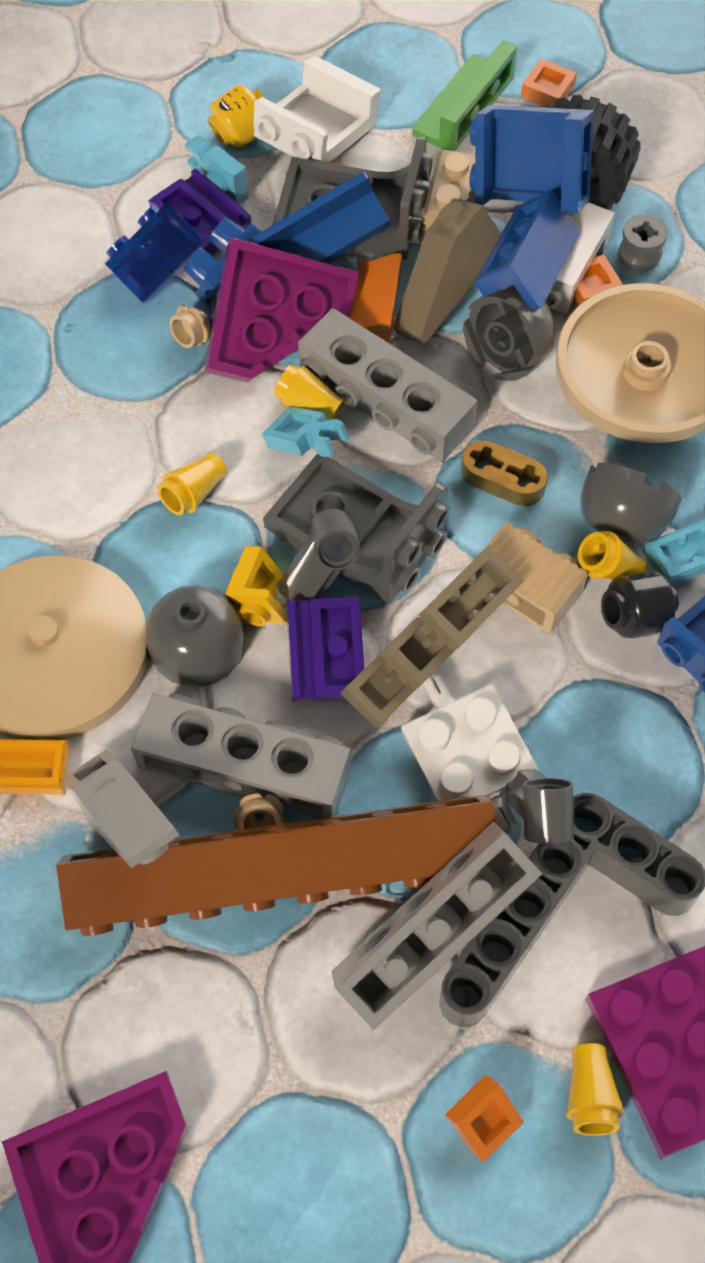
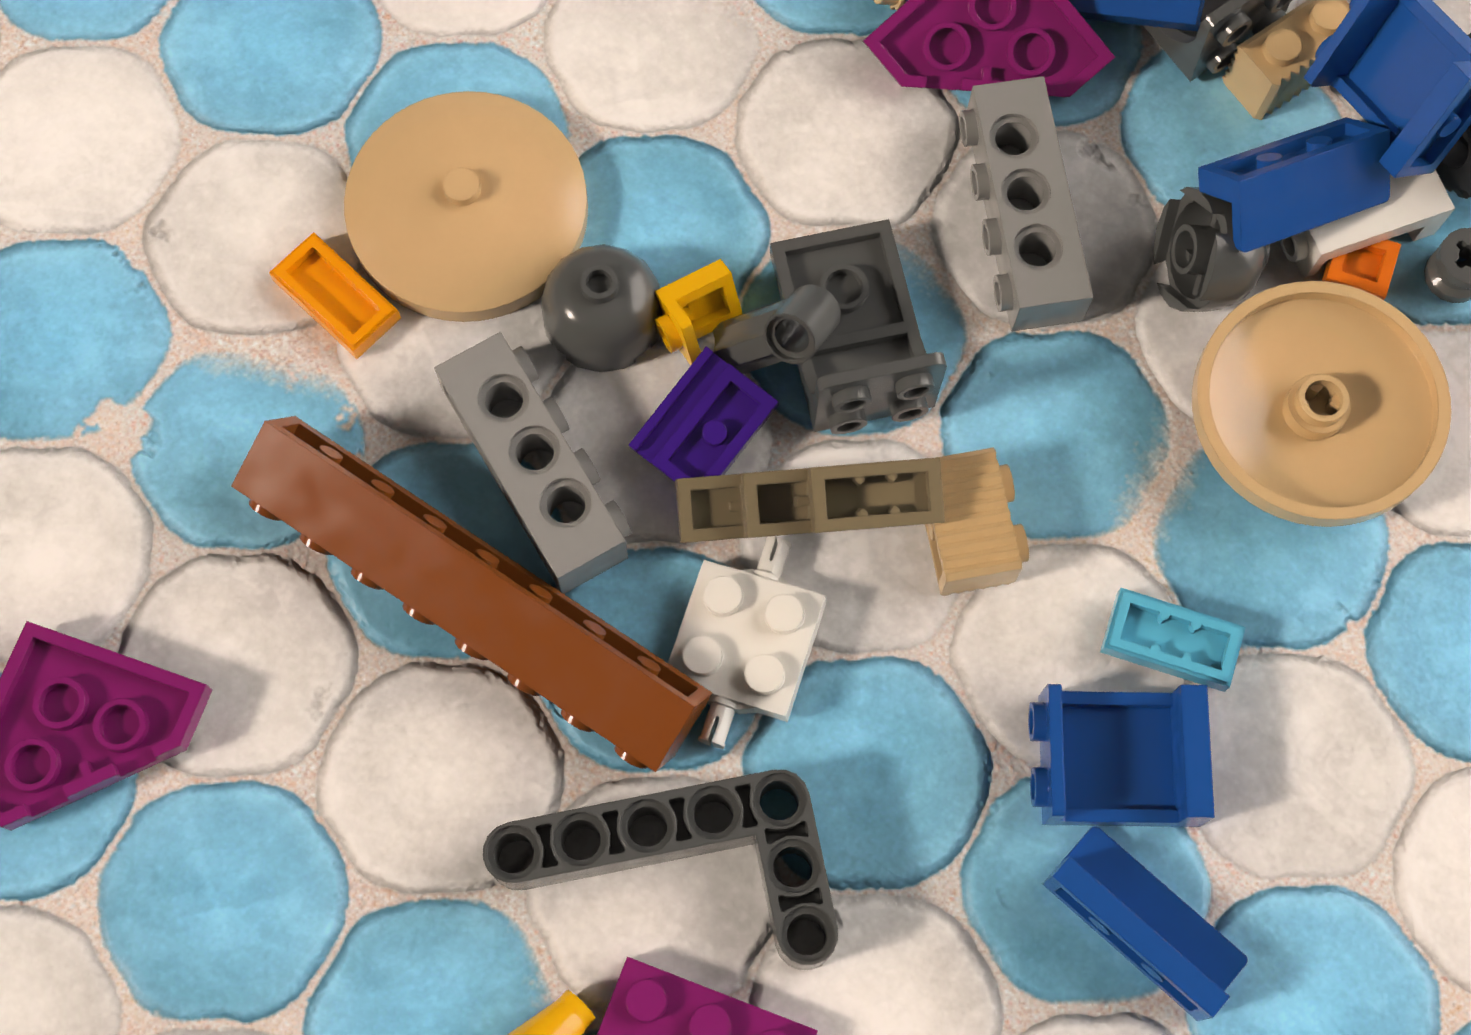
camera: 40 degrees right, 10 degrees up
(120, 809) = (364, 417): light grey slope -> none
(190, 484) = (739, 150): yellow cone -> none
(253, 803) = (499, 515): tan plate -> none
(304, 390) = (940, 148): yellow cone -> none
(304, 429) = (893, 182): medium azure plate -> none
(378, 294) = (1114, 100): orange slope -> none
(434, 925) = (538, 769): light grey brick -> none
(445, 267) = (1206, 122): dark tan slope -> none
(484, 1118) = (428, 975): orange plate -> none
(503, 473) = (1070, 388): pearl gold beam -> none
(543, 805) = (738, 753): dark grey piece -> none
(607, 556) = (1062, 572): yellow cone -> none
(625, 504) = (1133, 536): dark grey cylinder -> none
(639, 604) = (1050, 643): black head -> none

